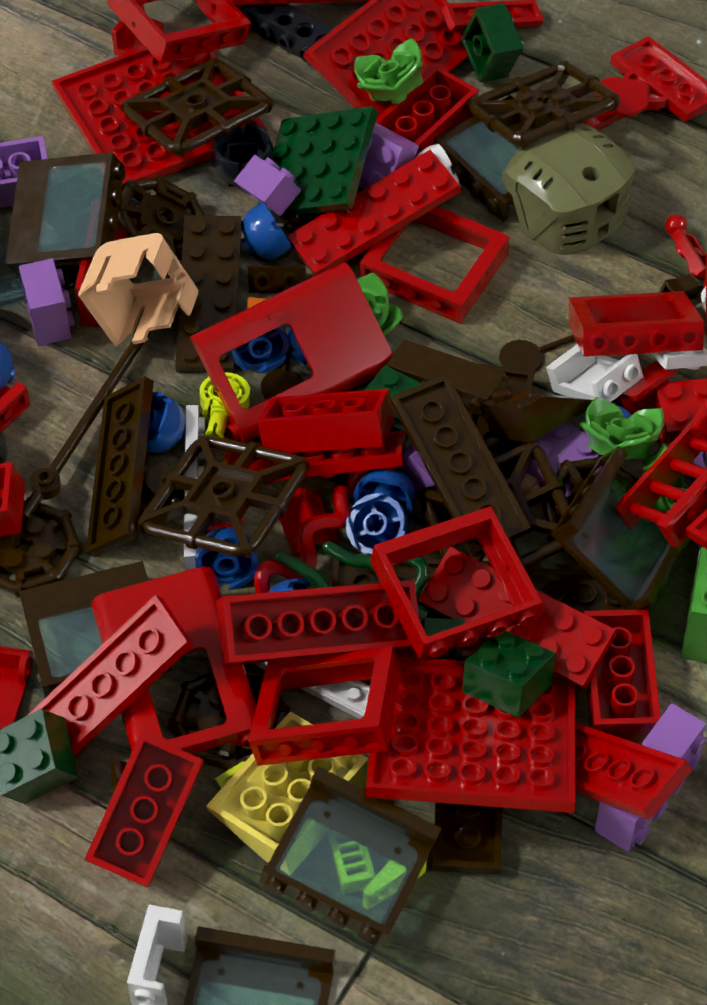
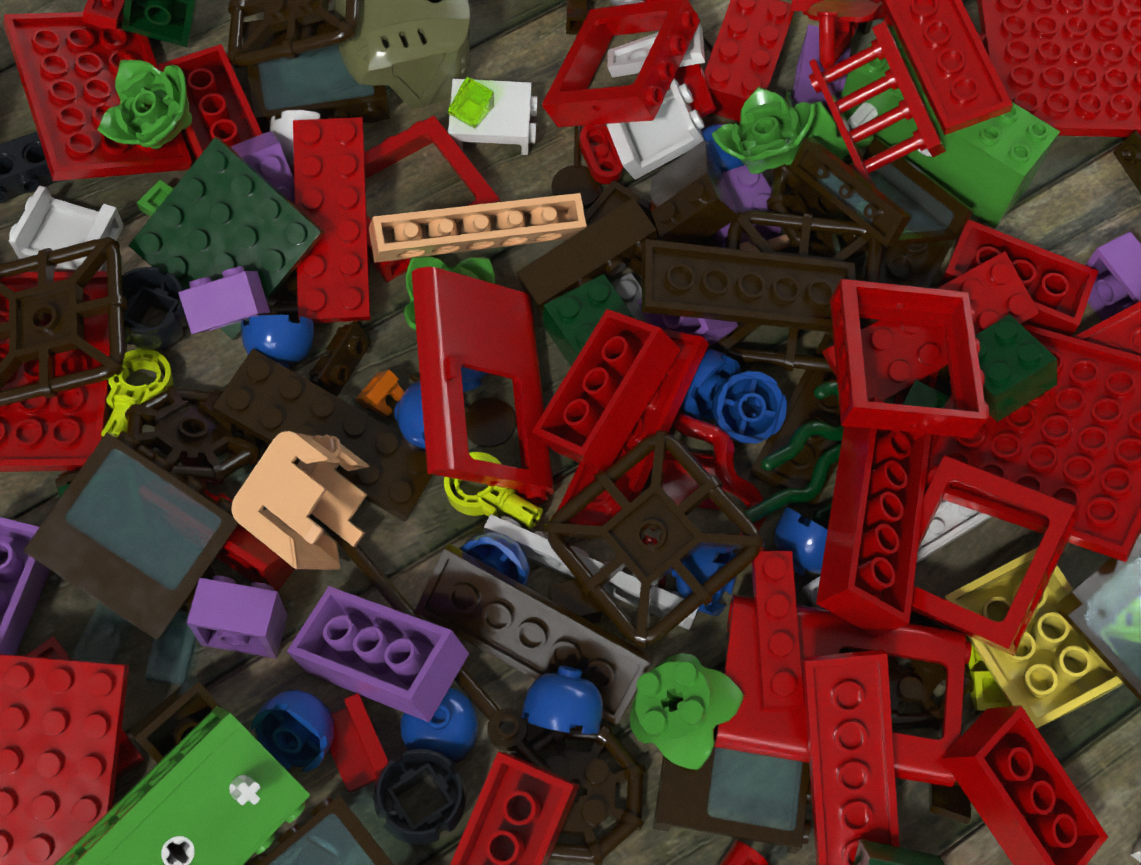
camera: 70 degrees left, 10 degrees up
(32, 446) = (450, 730): none -> blue cylinder
(55, 380) = (379, 653): none -> medium lavender brick
(78, 502) = (564, 701): none -> blue cylinder
(108, 562) = (687, 733): none -> bright green brick
(178, 175) = (124, 395): none -> neon yellow pin
(203, 591) = (777, 631): none -> red plate
(285, 84) = (60, 224): none -> white panel
(419, 294) = (476, 227): none -> light nougat brick
(530, 250) = (472, 103): none -> clear neon green slope
(540, 274) = (507, 120): none -> white panel
(550, 353) = (600, 156): none -> red plate

